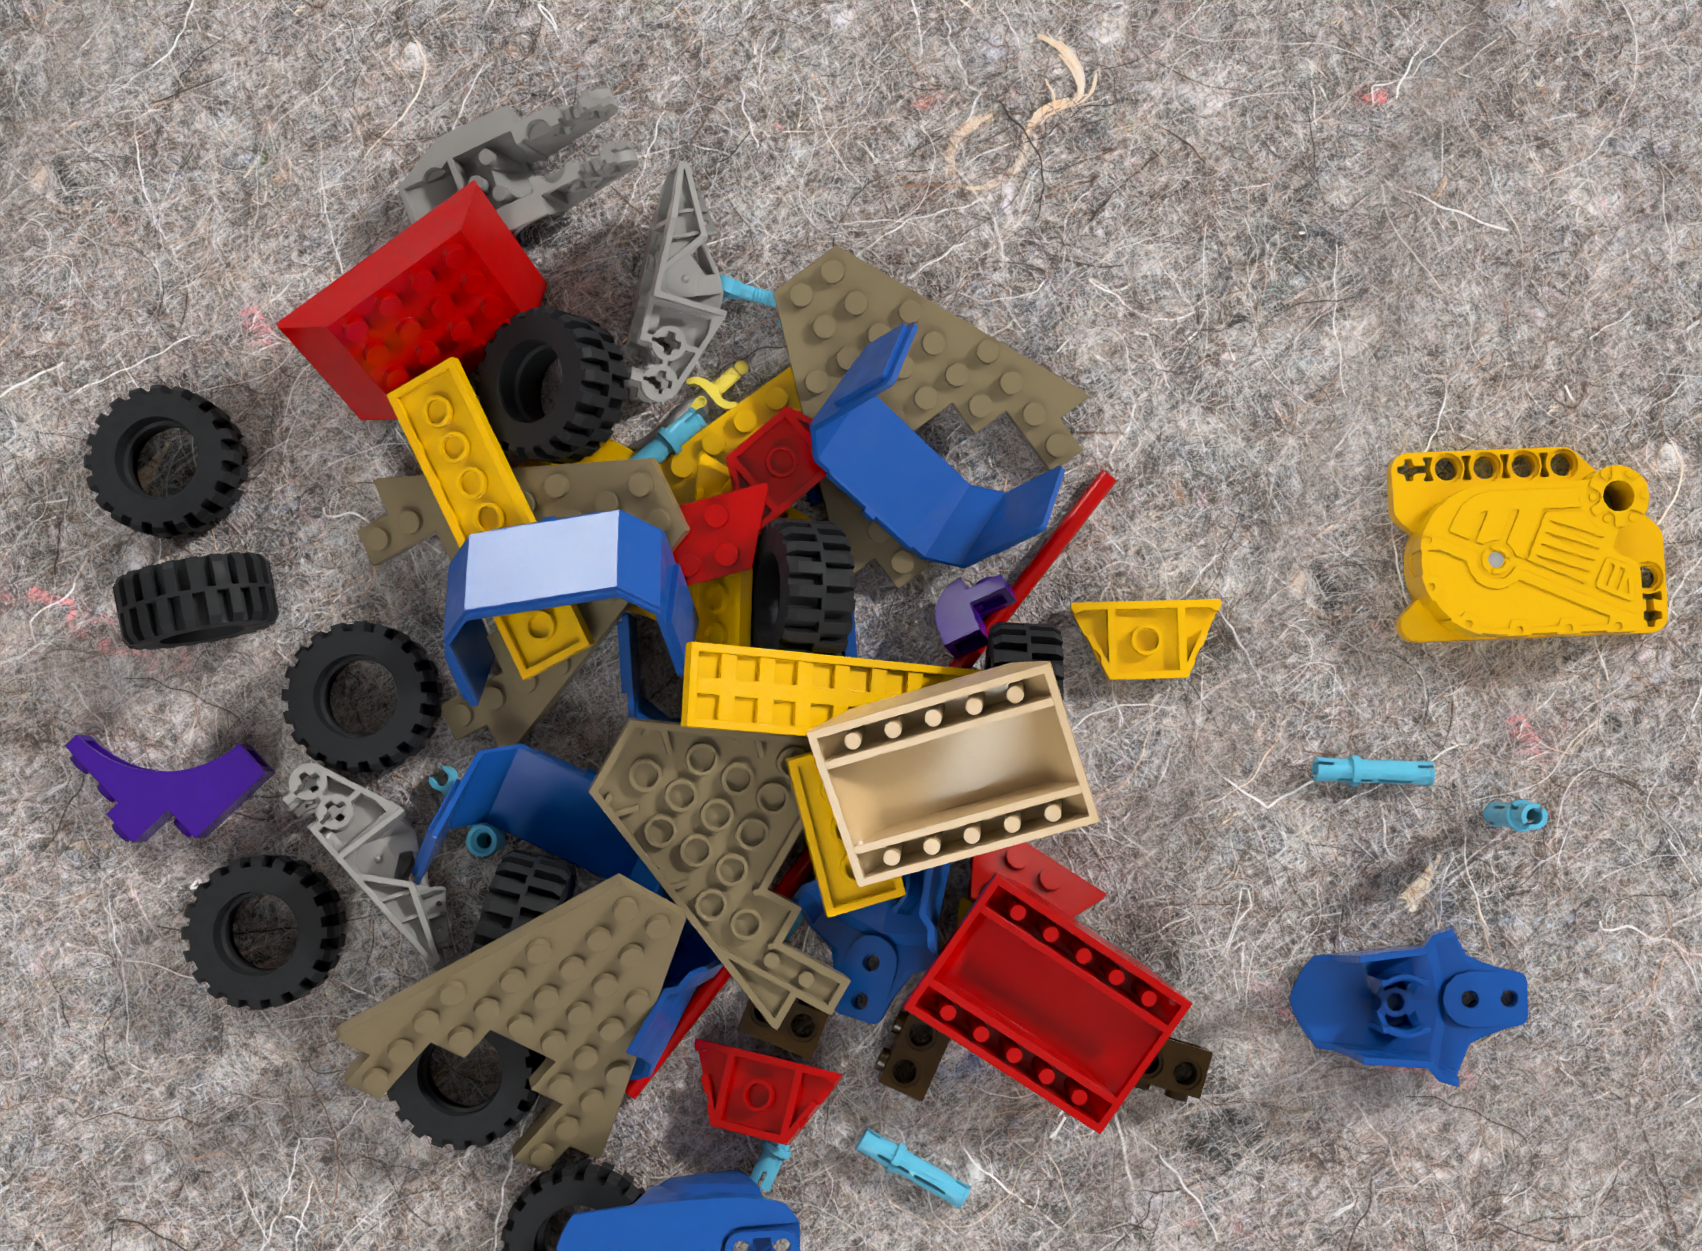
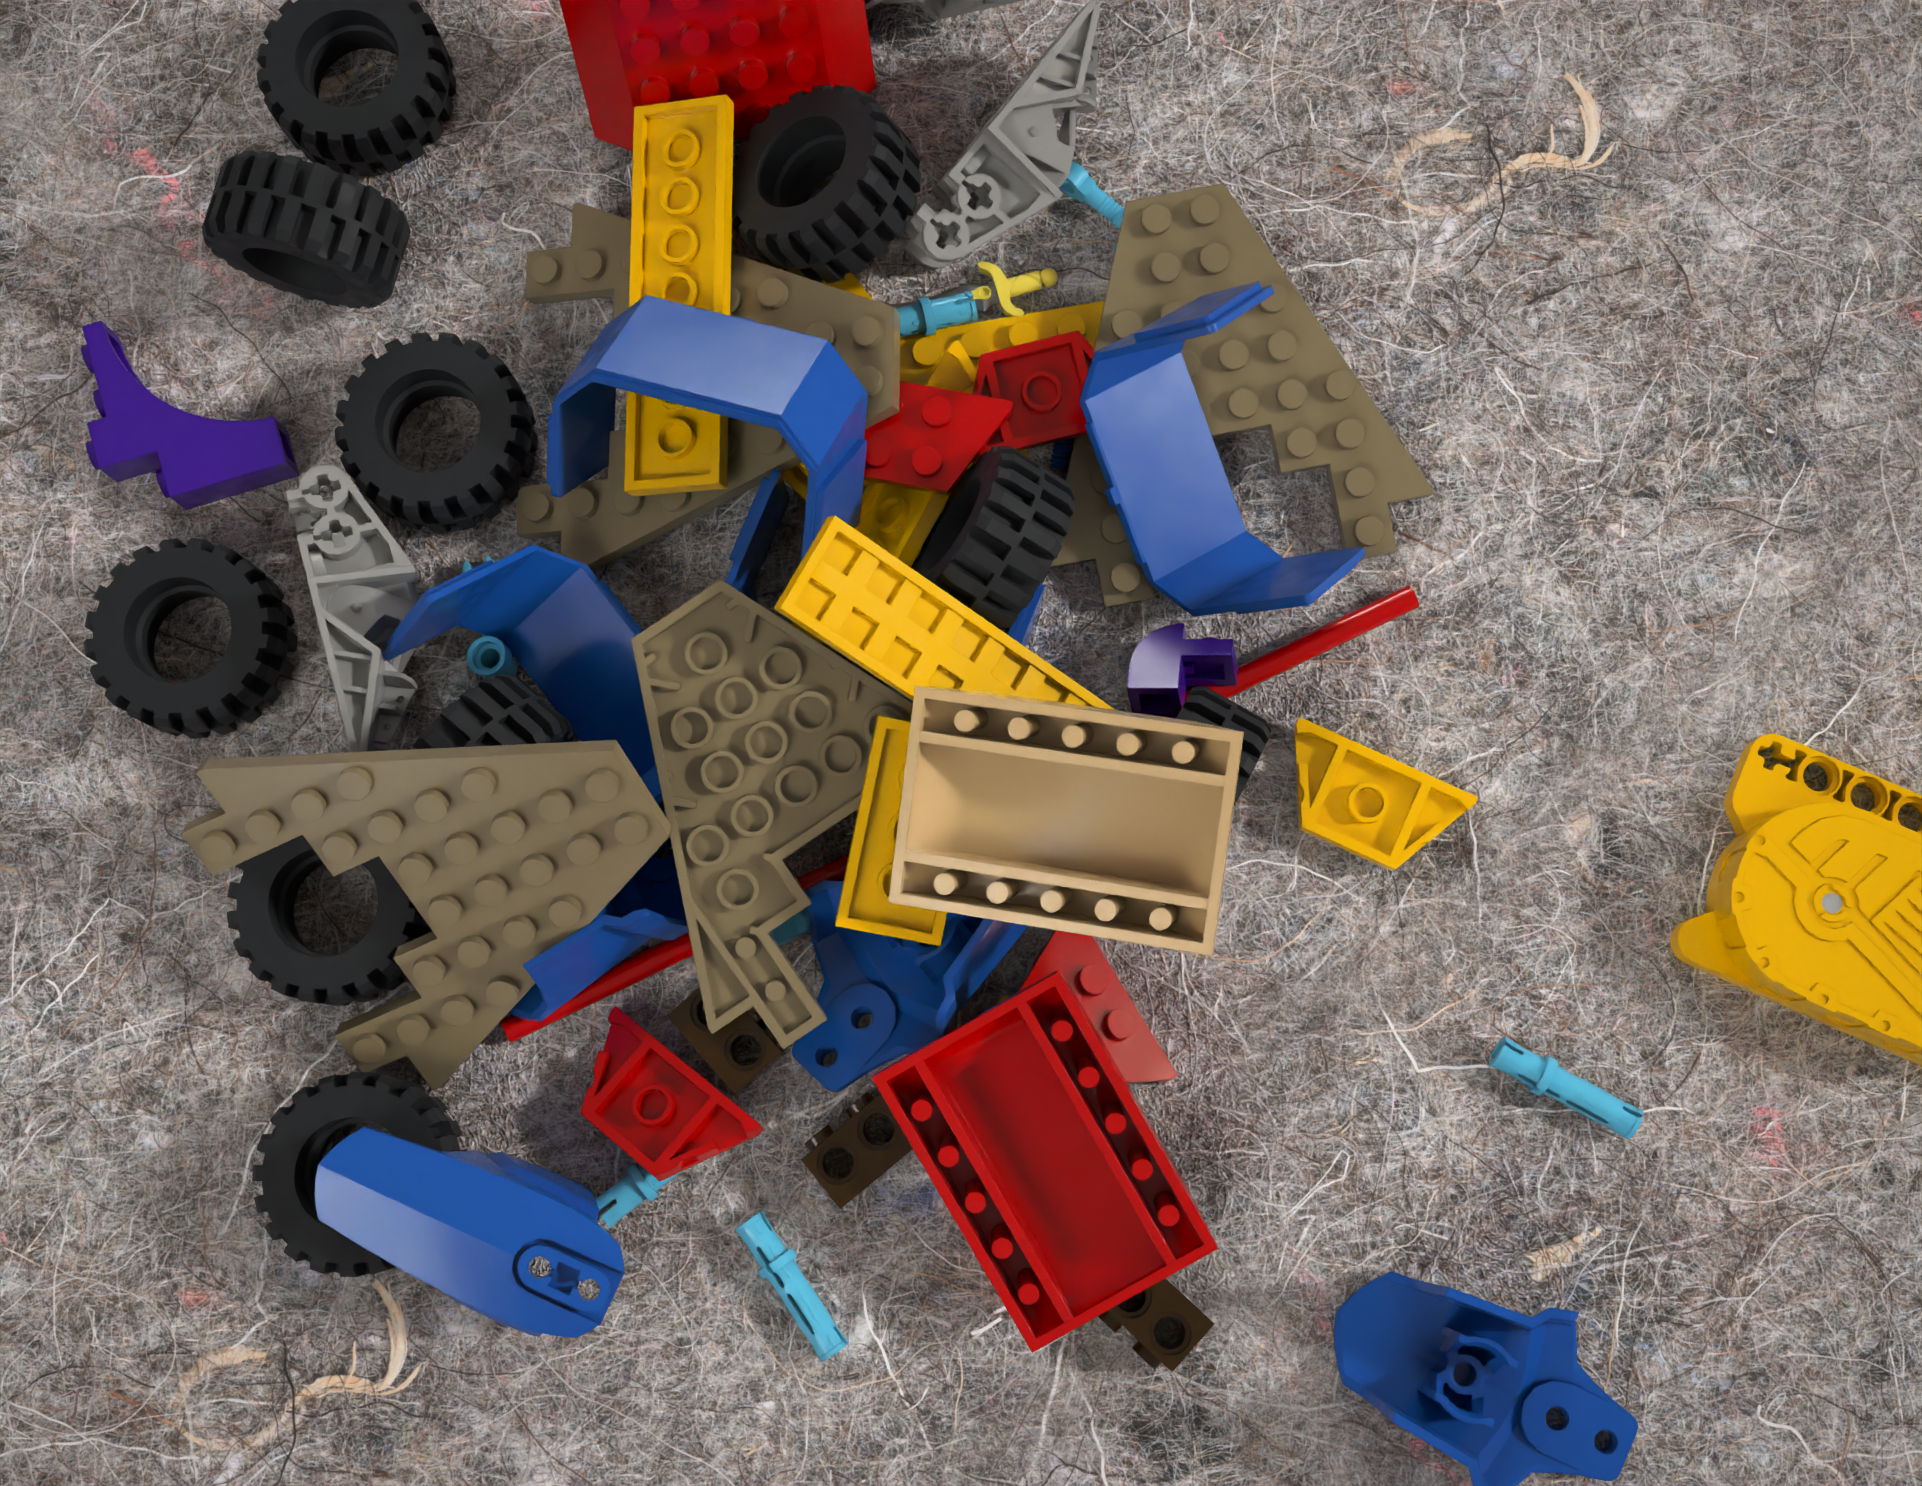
camera: 30 degrees right, 5 degrees down
(1516, 815) = (1718, 1218): medium azure pin -> none

